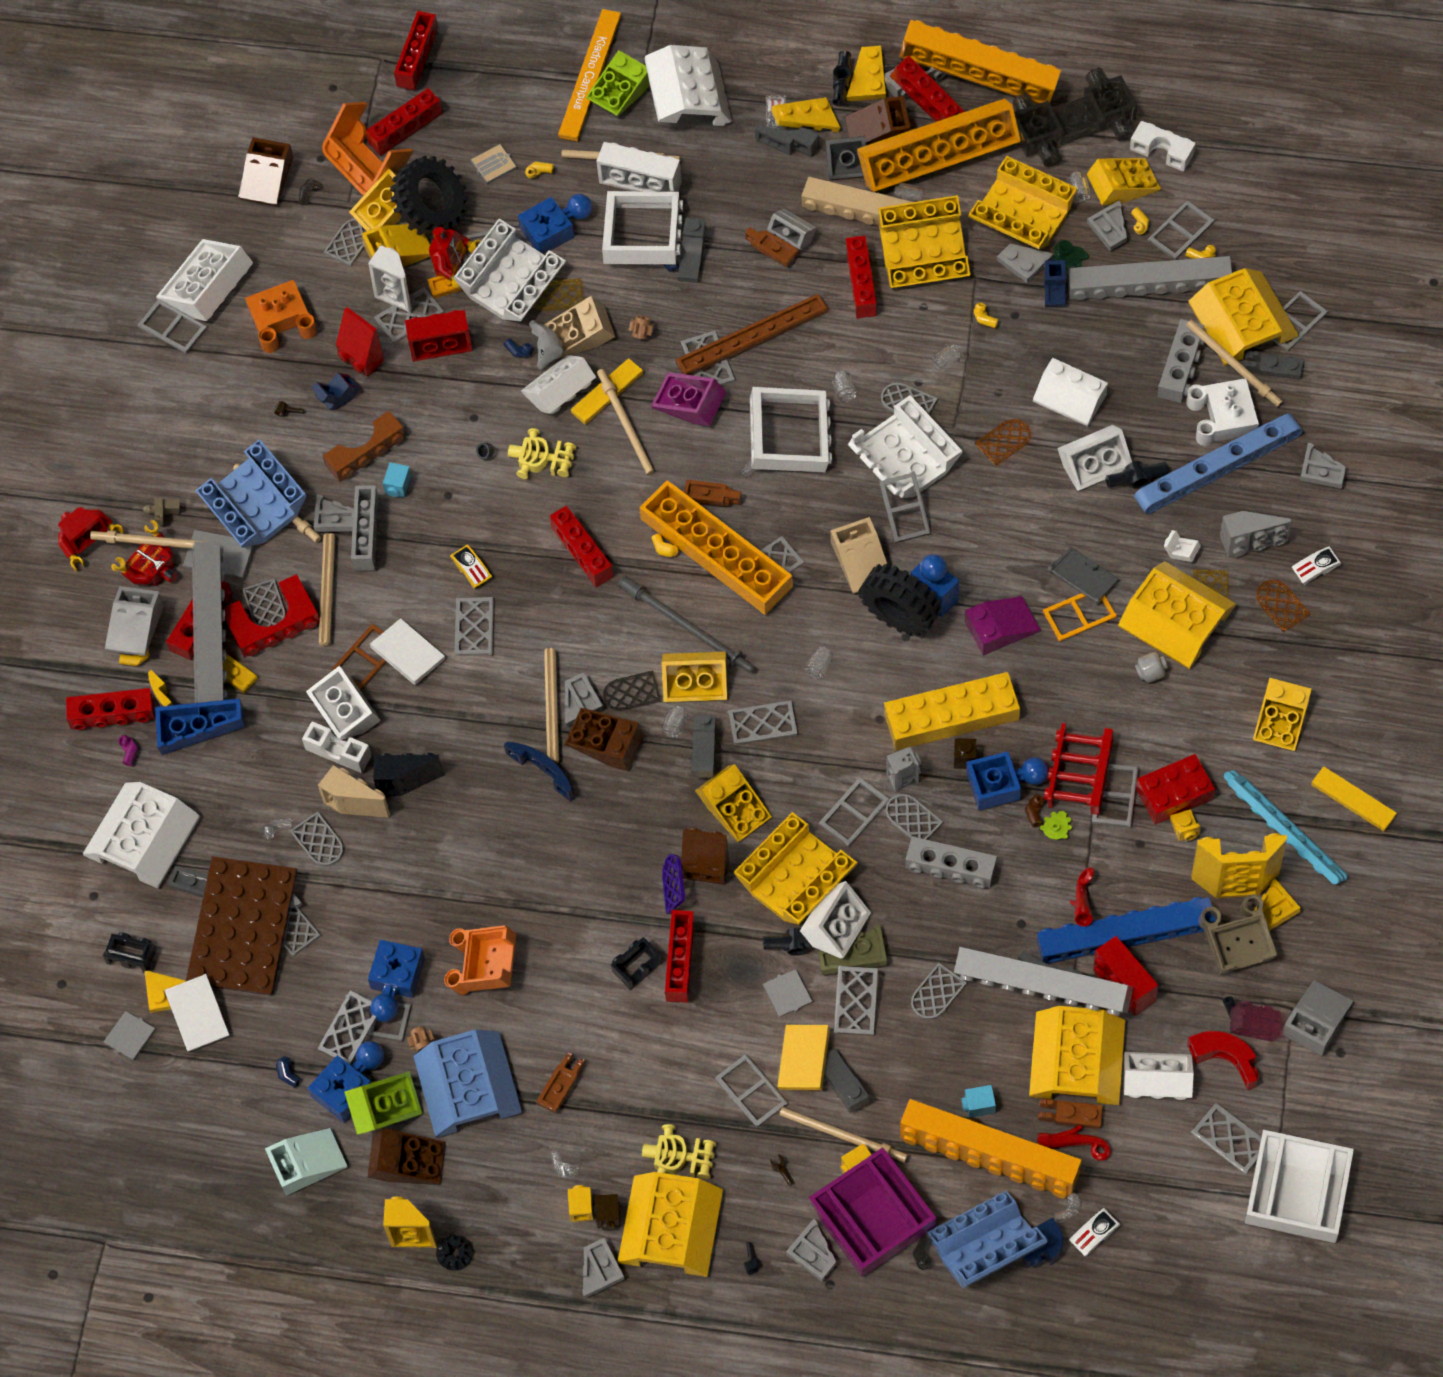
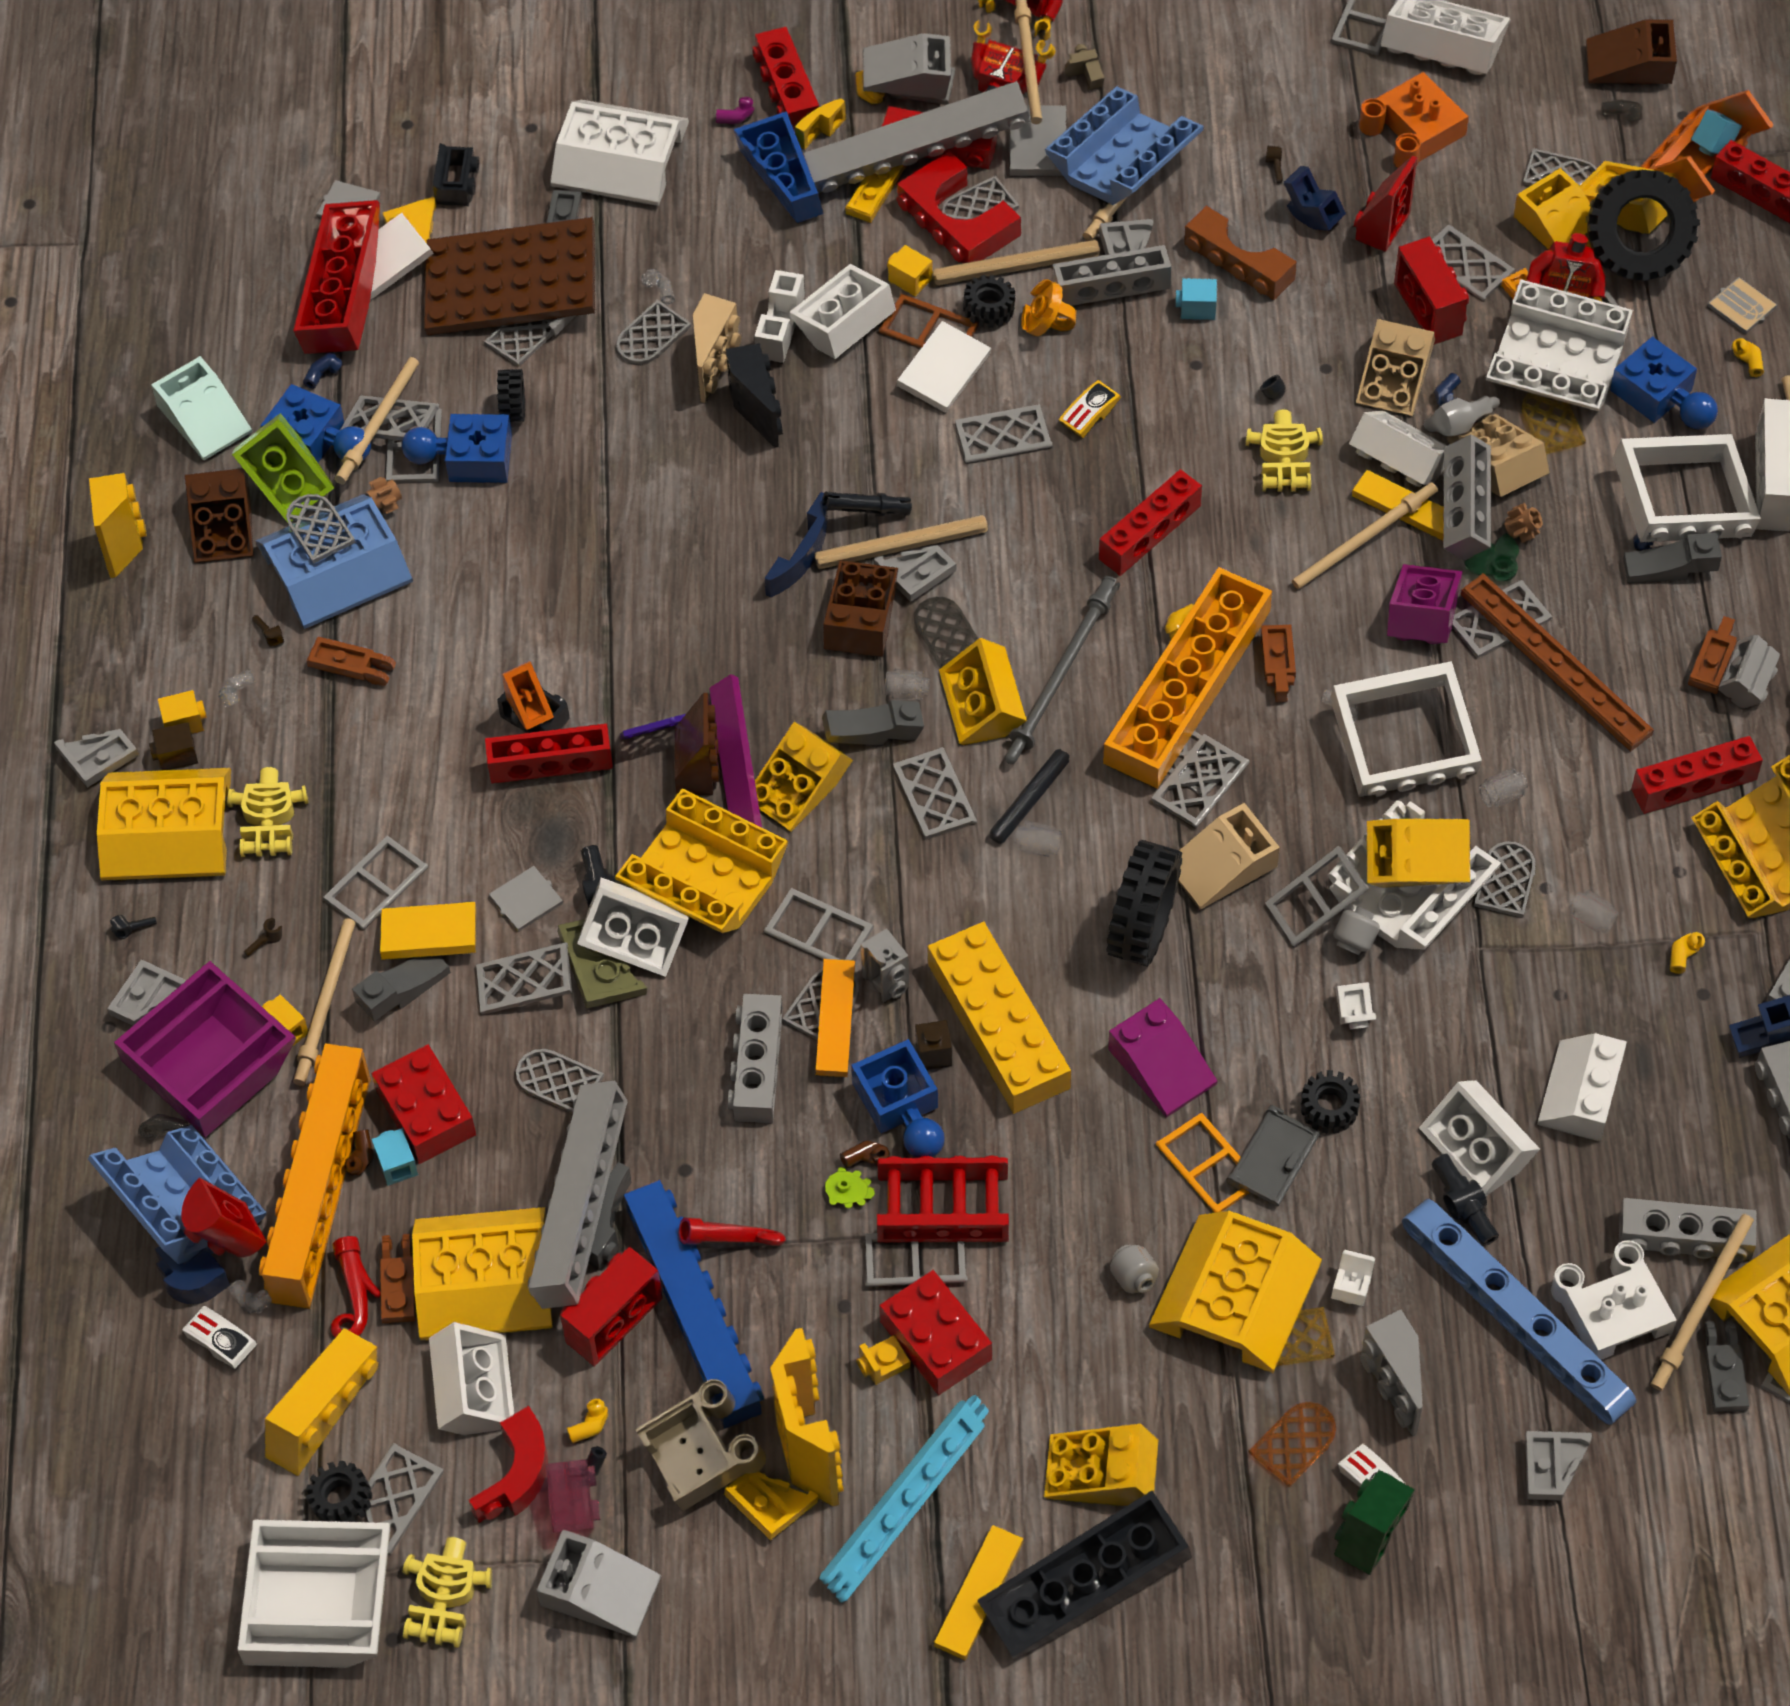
camera: 75 degrees right, 5 degrees down
(210, 1042) = (339, 278): none -> red slope
(316, 657) = (909, 270): none -> yellow brick
(355, 138) = (1715, 132): none -> medium azure brick
(358, 937) = (511, 394): none -> black tyre
(363, 620) = (989, 312): none -> black tyre
(381, 575) = (1047, 309): none -> light orange tile
(386, 1052) = (354, 456): none -> tan bar
(389, 278) = (1500, 211): white slope -> none
(452, 1262) = (99, 604): black gear -> none
(454, 1087) = (341, 525): none -> light grey window
(486, 959) = (501, 533): orange piece -> none
(491, 373) = (1395, 367): none -> tan slope
(520, 713) = (878, 504): none -> black pin
(523, 1136) = (272, 635): none -> dark brown hand
(630, 347) = (1467, 497): none -> light grey brick
(639, 958) = (526, 696): none -> orange slope
(658, 352) = (1498, 556): none -> clear green plate
(671, 837) = (735, 750): none -> magenta tile
(781, 664) = (1029, 796): none -> black axle
(795, 545) = (1191, 759): none -> light grey window
(898, 435) = (1418, 852): none -> yellow slope
(929, 810) = (835, 1018): none -> light orange tile
(934, 491) = (1356, 930): none -> light grey head
(934, 573) = (1192, 951): blue brick -> none
(943, 1075) = (424, 1103): none -> red brick
(978, 443) = (1437, 1010): clear orange window -> none
(987, 505) = (1355, 1005): none -> white bracket
(1027, 1205) = (220, 1220): none -> red brick
(1052, 544) = (1330, 1085): none -> black tyre
(1158, 1168) = (318, 1400): none -> yellow wedge
(1200, 1006) = (593, 1422): none -> yellow arm
(1226, 1153) = (331, 1479): none -> black tyre
(1283, 1105) = (455, 1577): none -> light yellow piece
(1353, 565) = (1372, 1520): none -> dark green brick
(1357, 732) = (1086, 1576): none -> black slope

